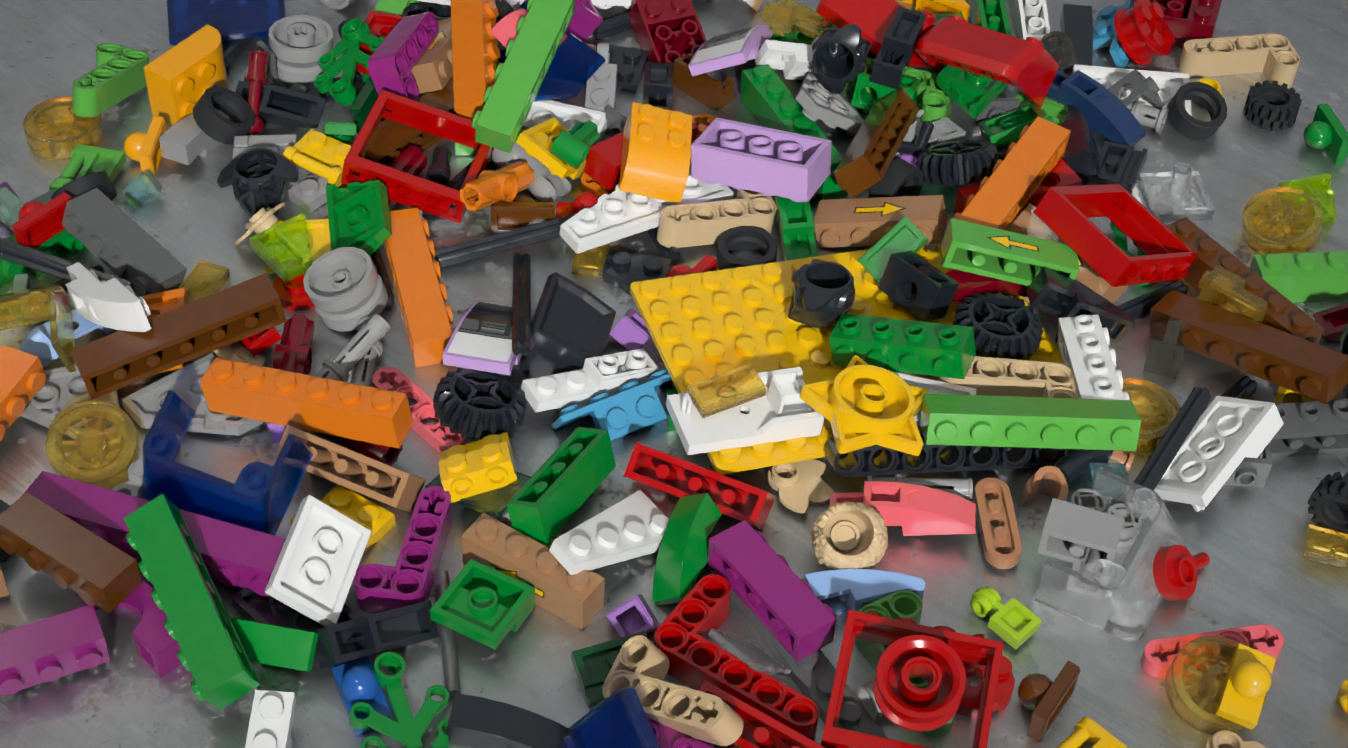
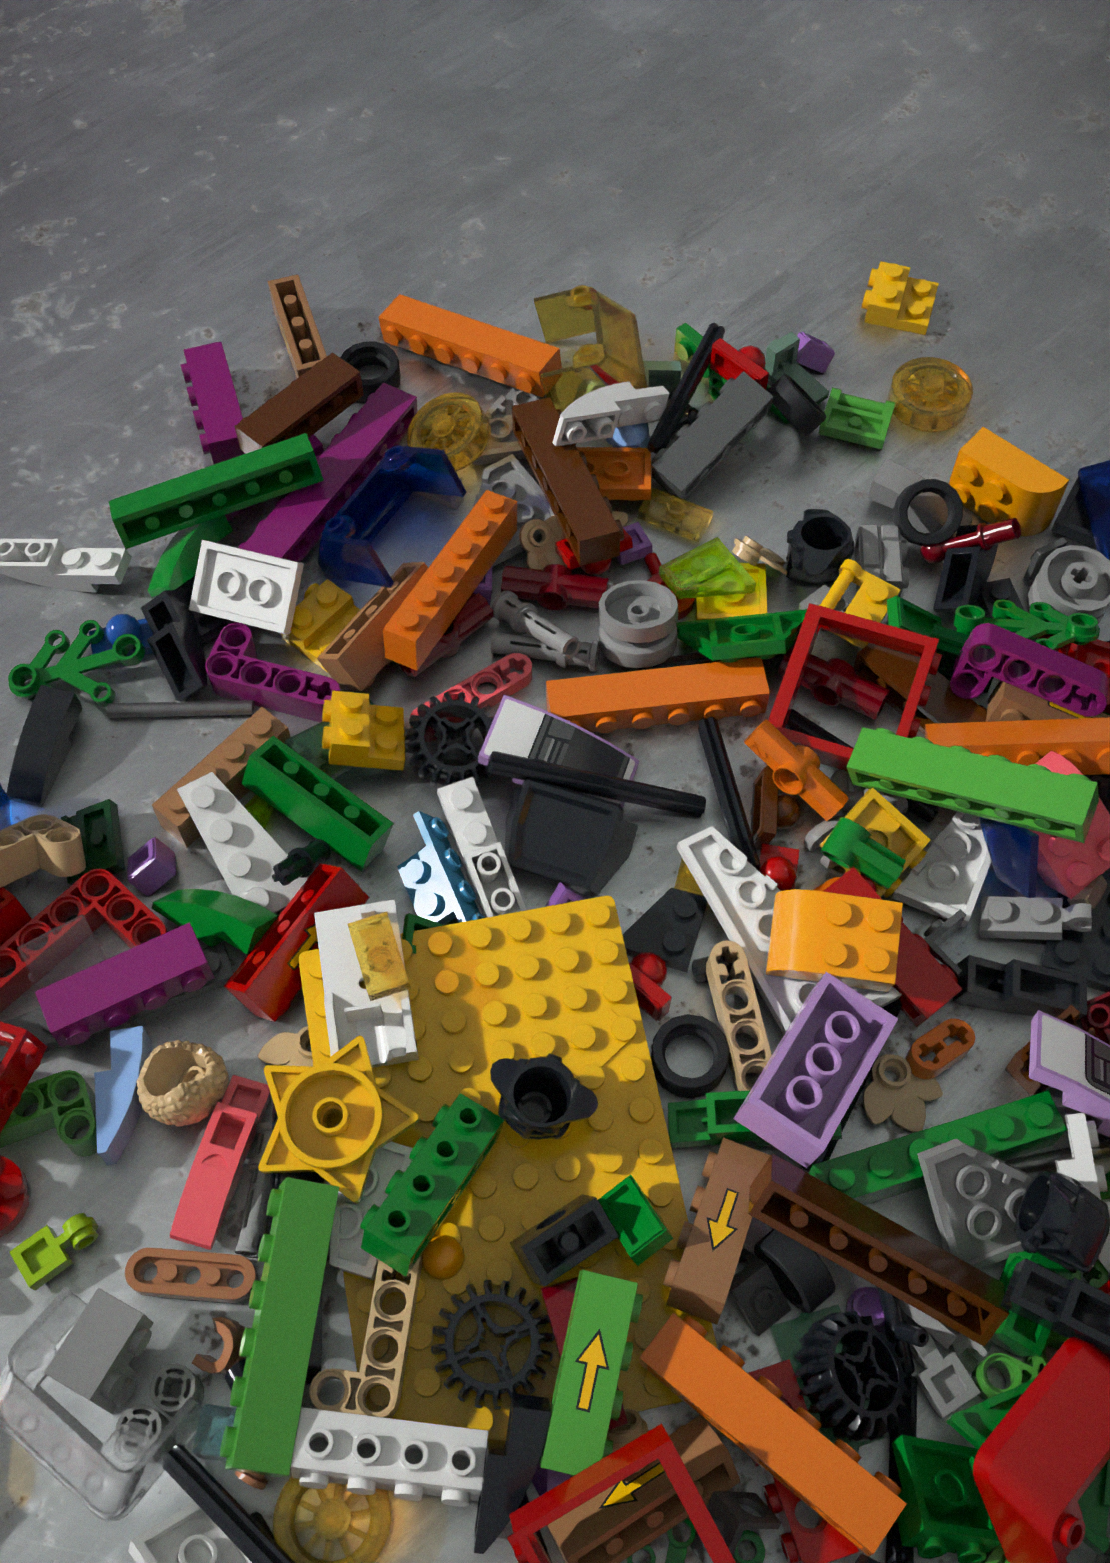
camera: 100 degrees right, 15 degrees up
(115, 78) = (975, 407): bright green beam -> none
(141, 189) = (831, 461): clear light blue slope -> none
(146, 147) = (895, 450): light orange tile -> none
(439, 168) = (851, 726): black pin -> none
(484, 604) = (186, 728): green plate -> none
(624, 488) = (301, 862): none -> black axle
(1177, 571) = (54, 1486): red piece -> none

